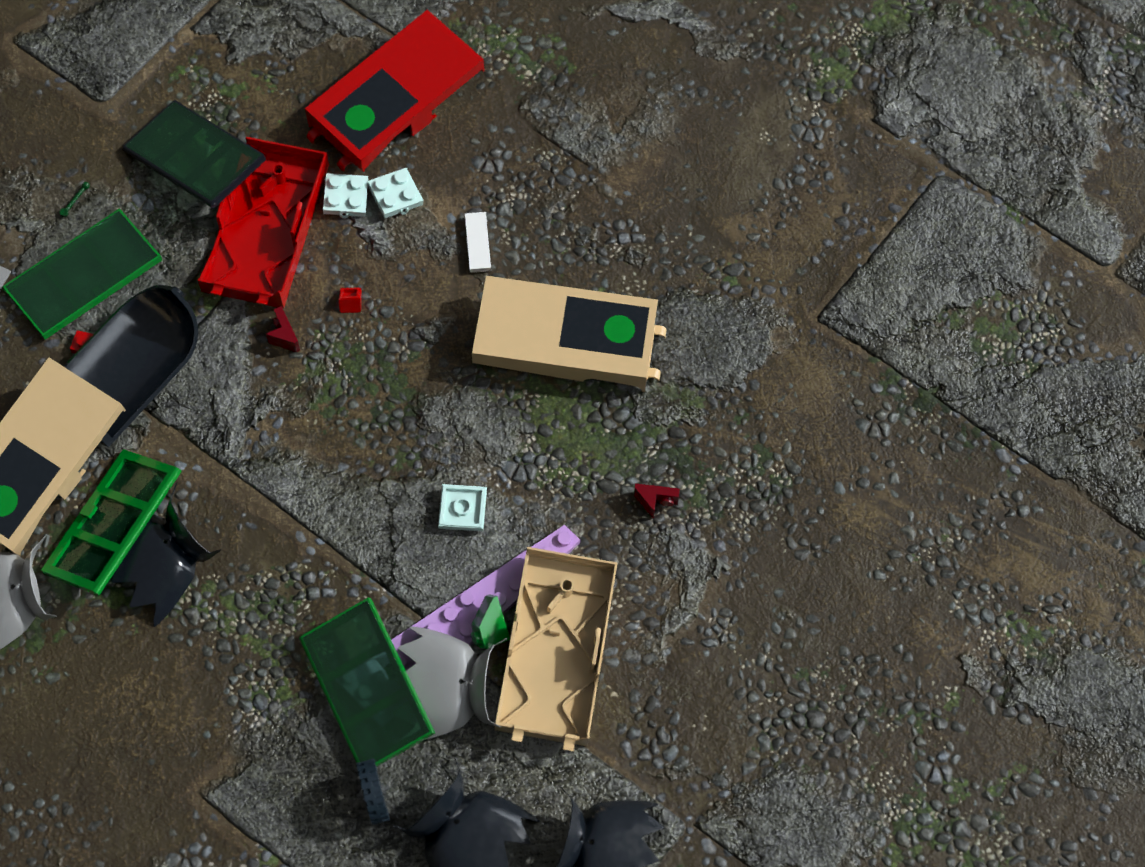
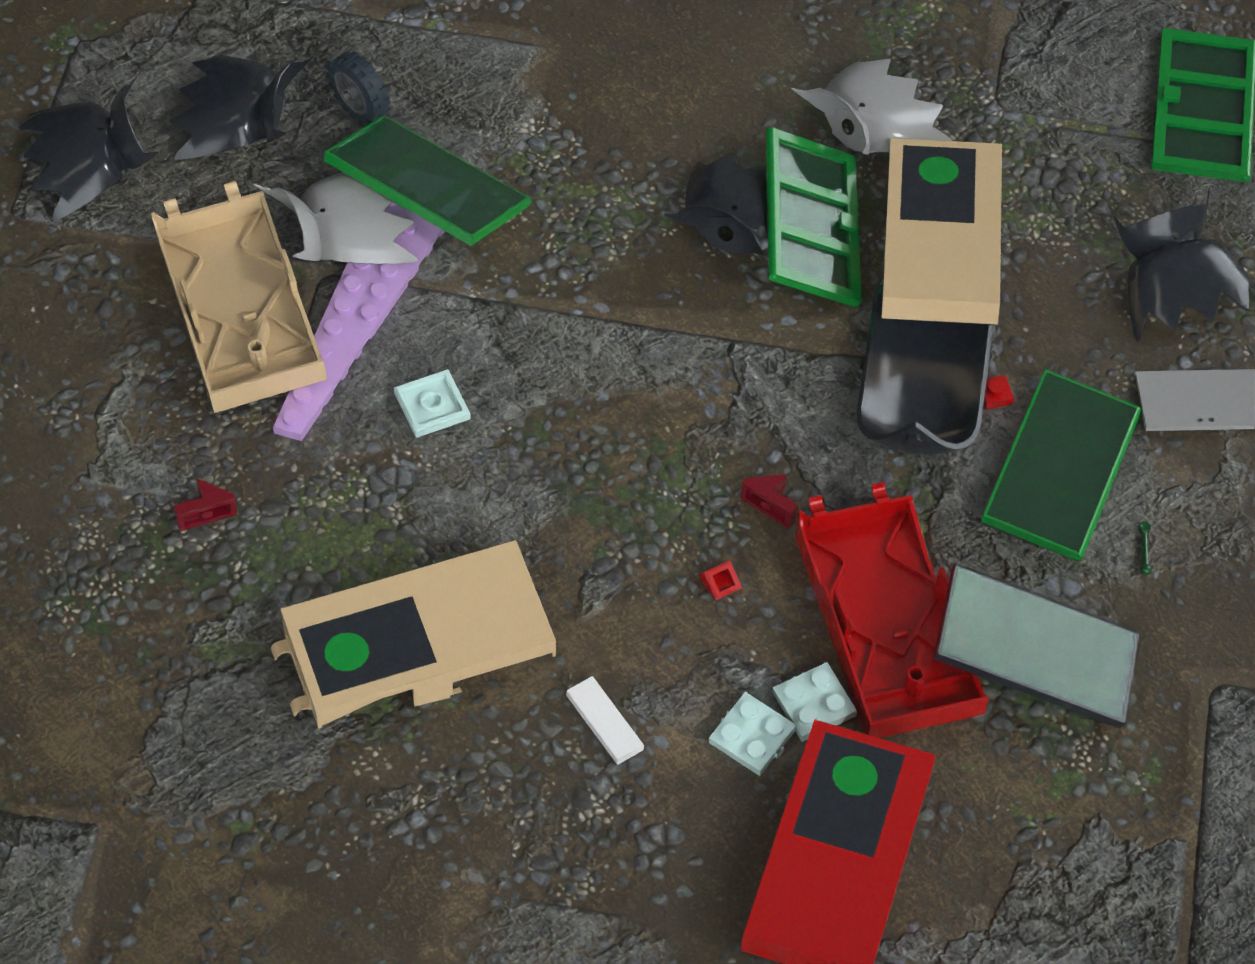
camera: 150 degrees right, 10 degrees down
(489, 624) = (325, 287): green slope -> none

